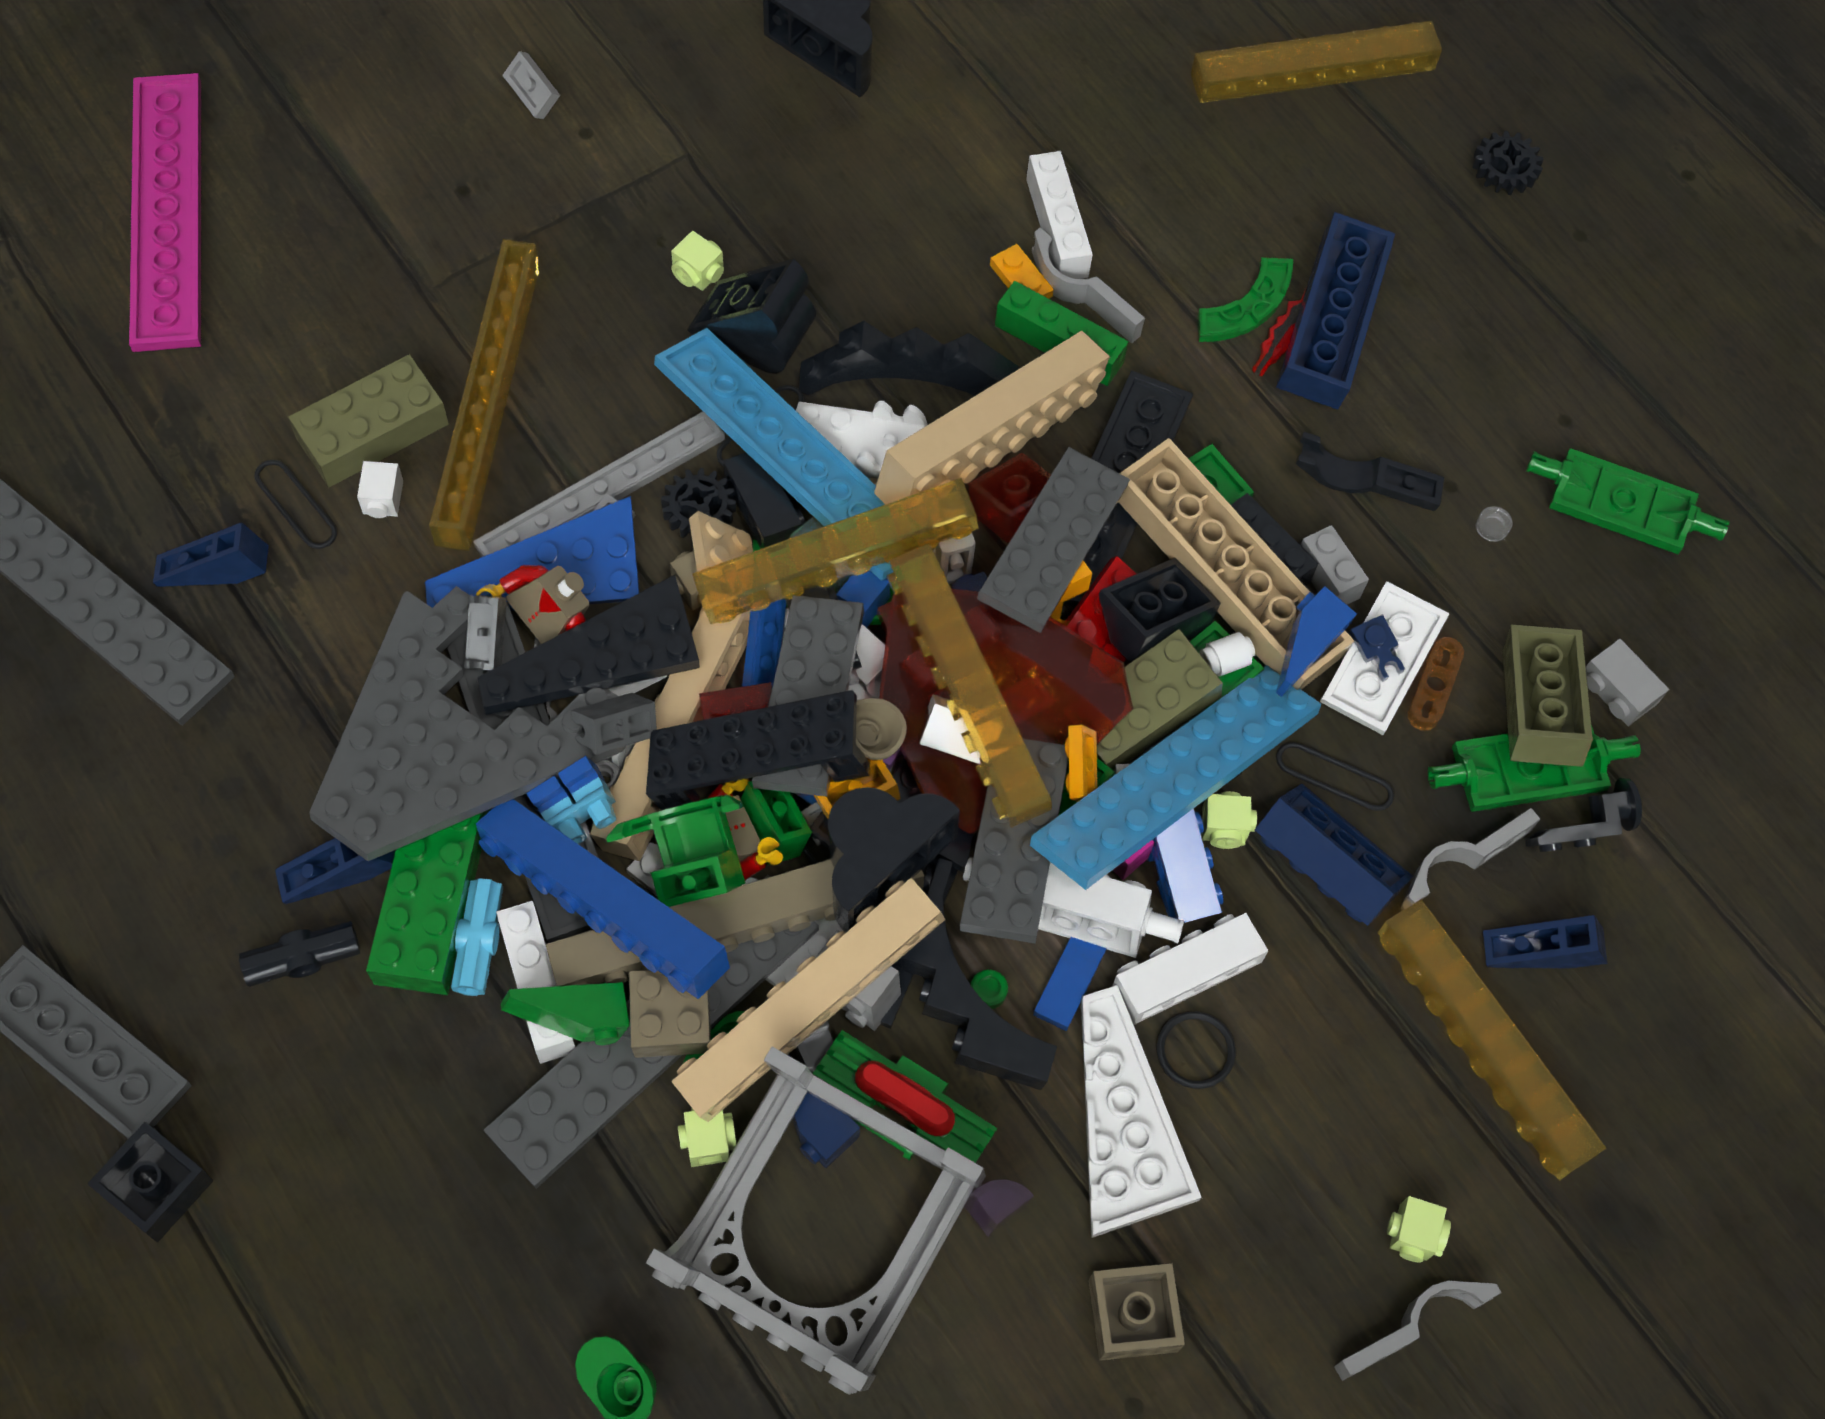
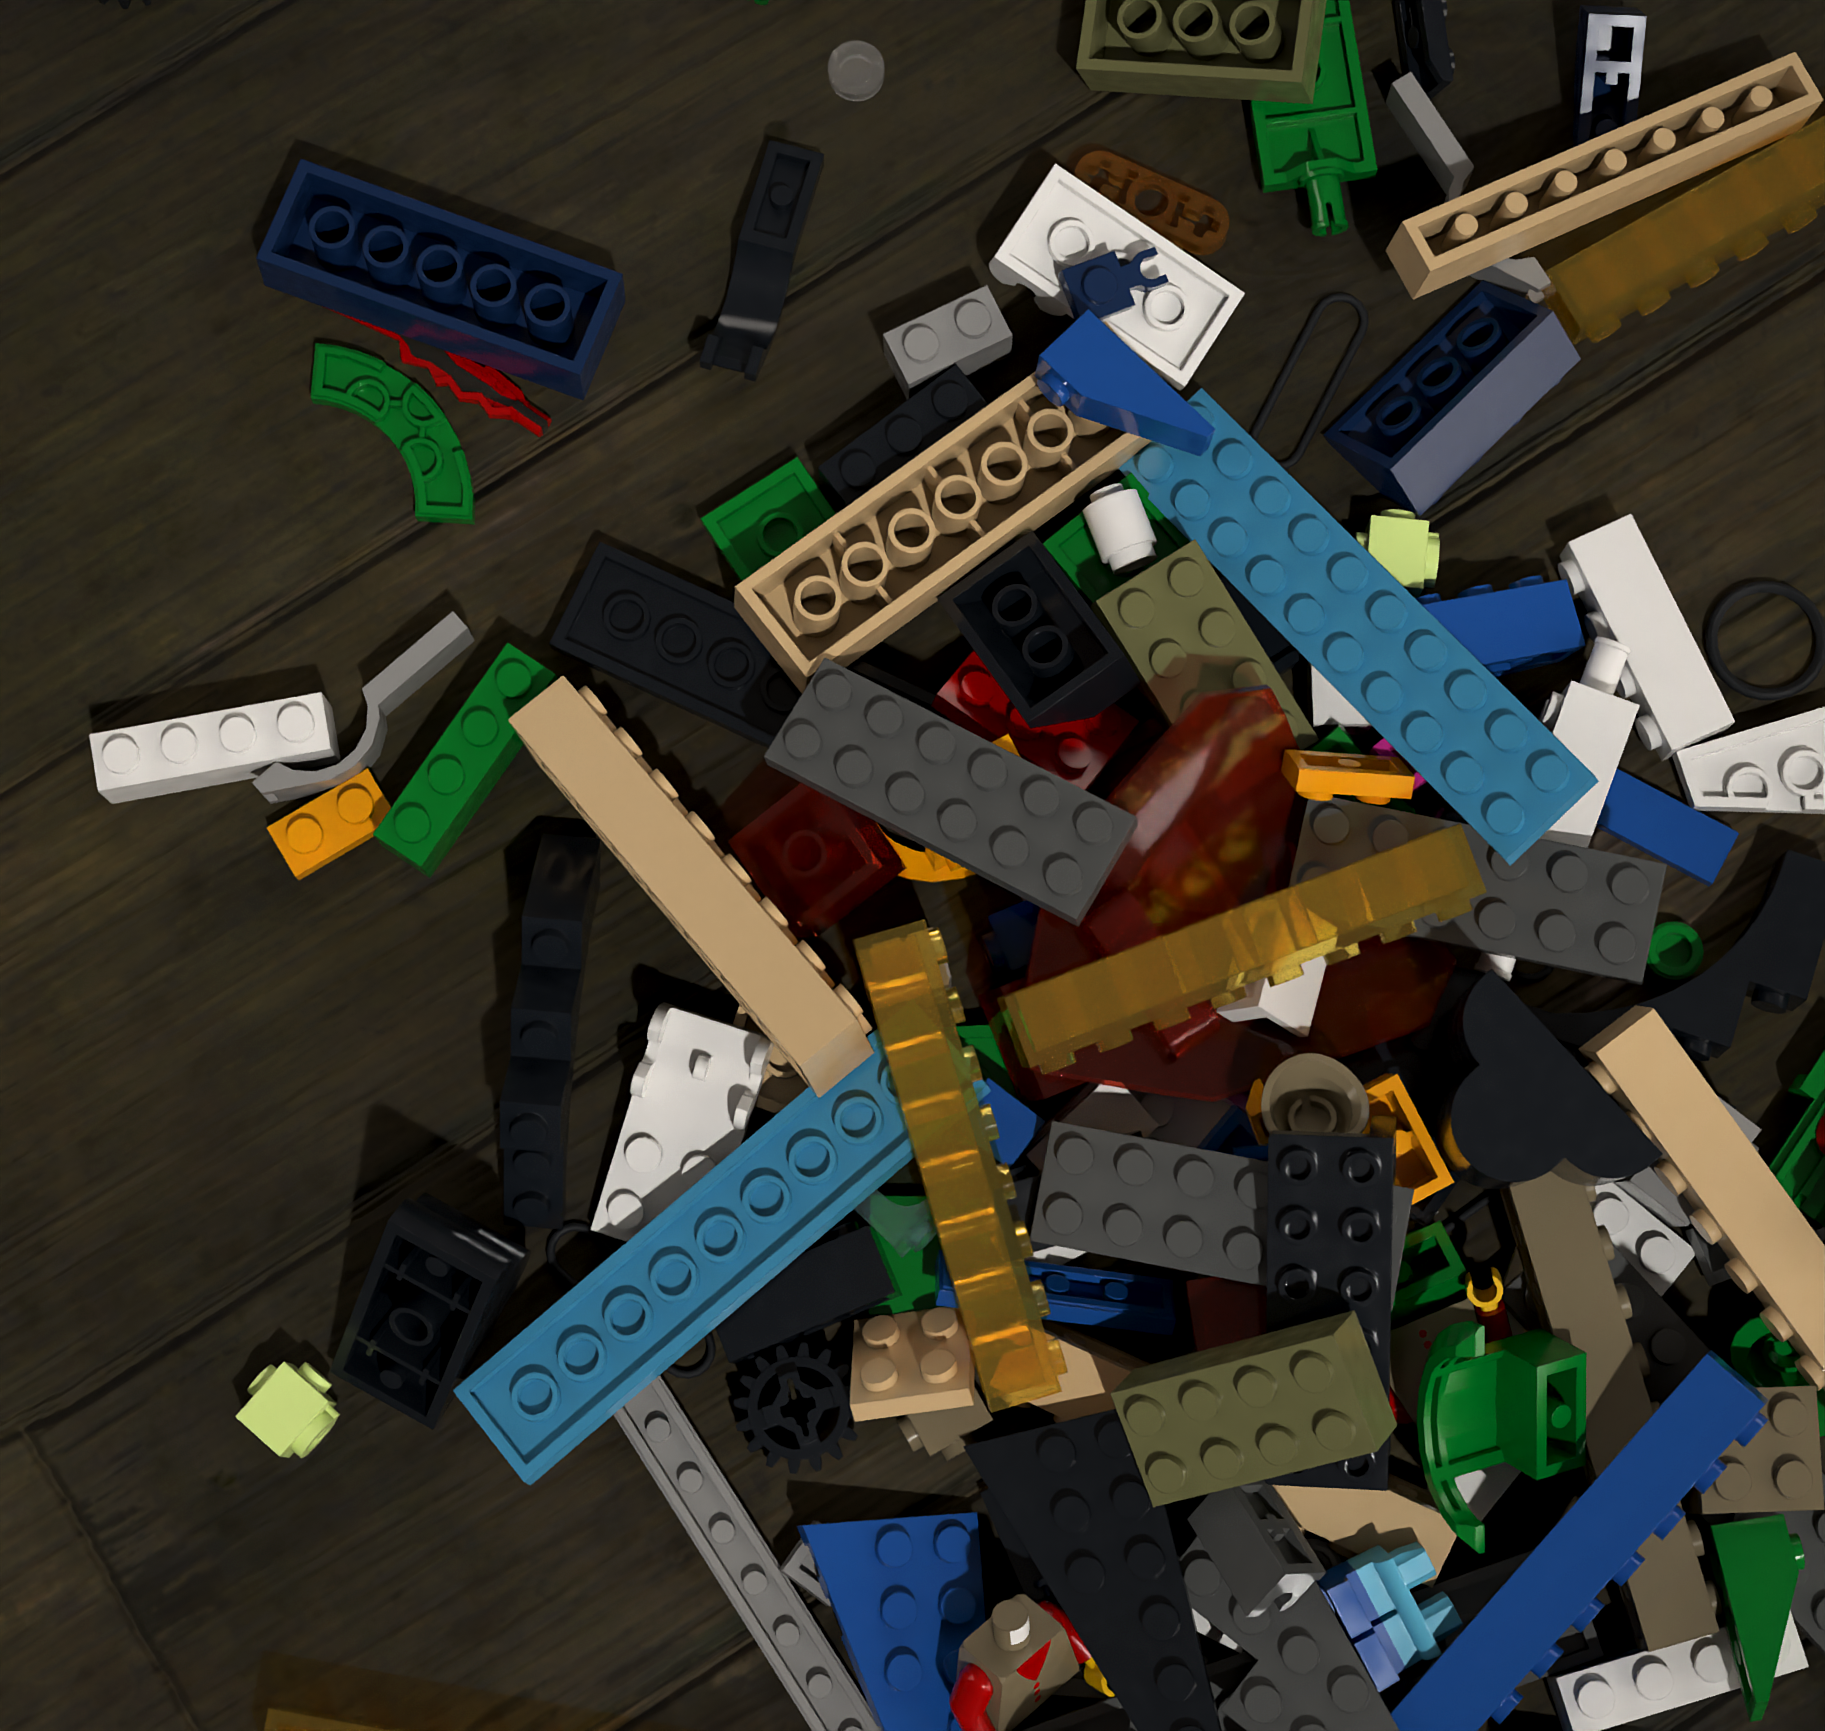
camera: 80 degrees left, 15 degrees up
(692, 703) = (1254, 1409): none -> olive brick
(1489, 928) = (1602, 175): none -> tan brick

